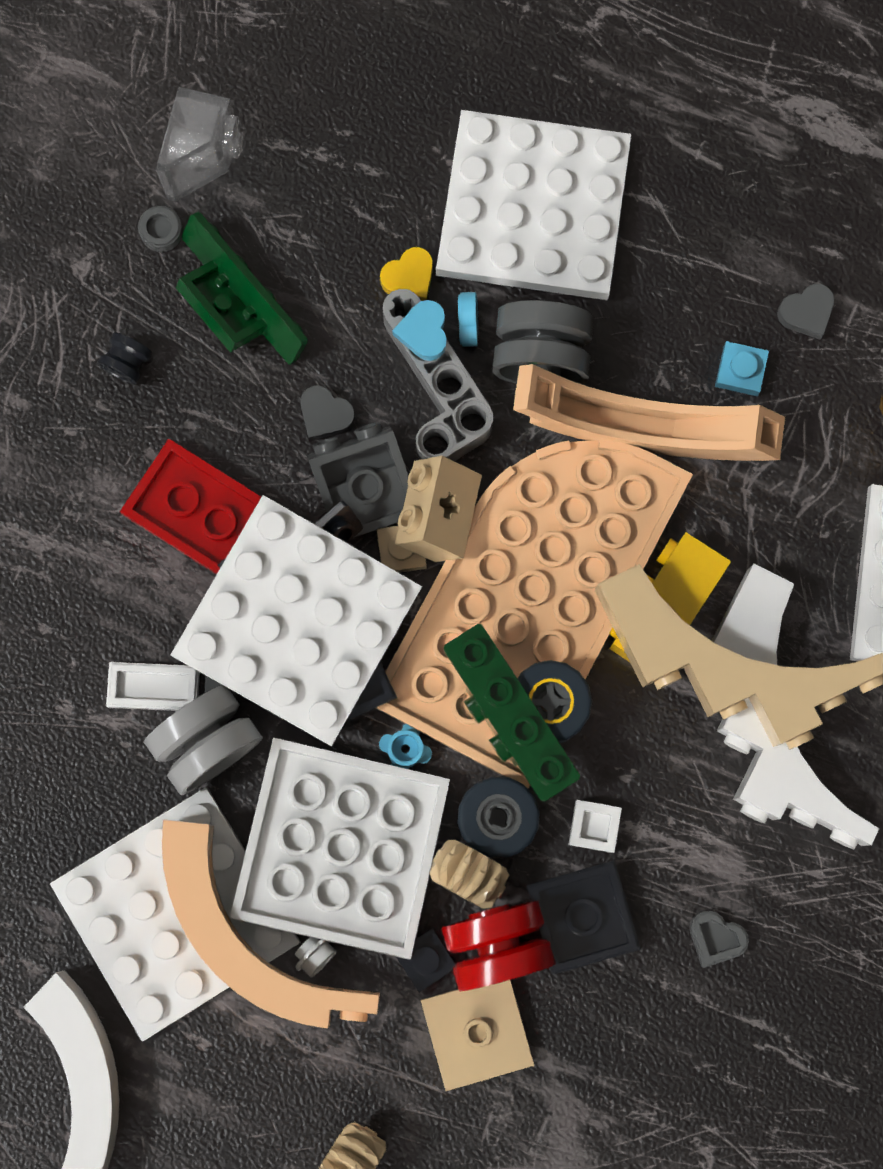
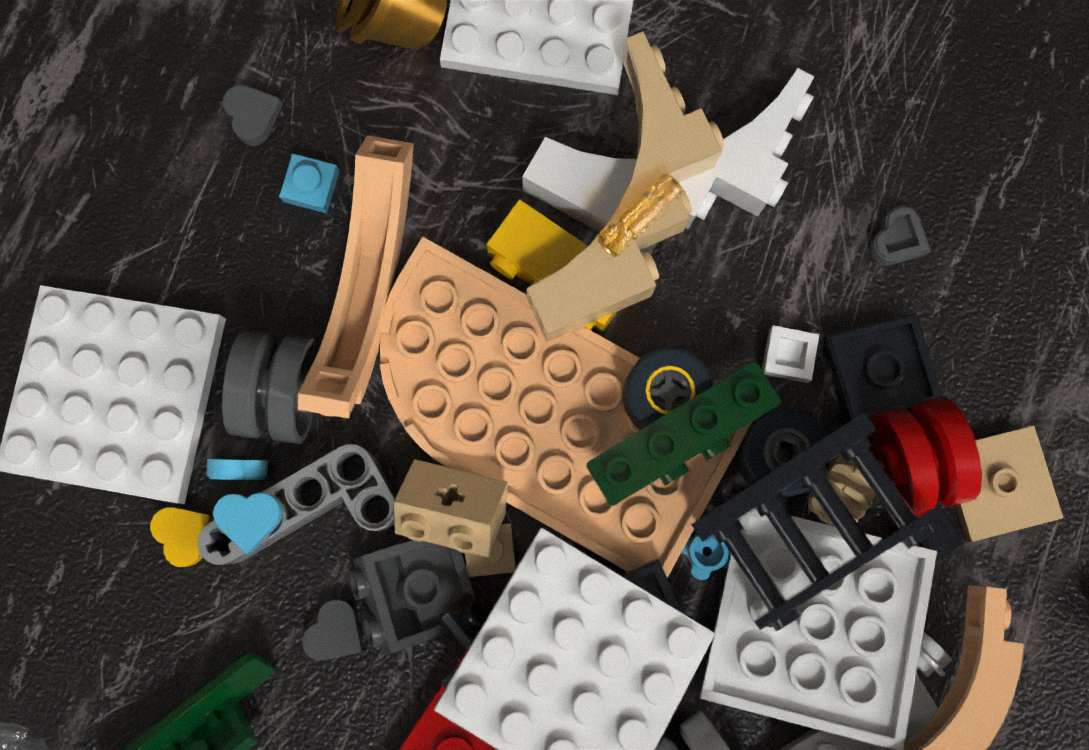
camera: 90 degrees left, 0 degrees up
(479, 829) = (809, 470): none -> black fence
(712, 664) = (640, 215): none -> clear yellow axle

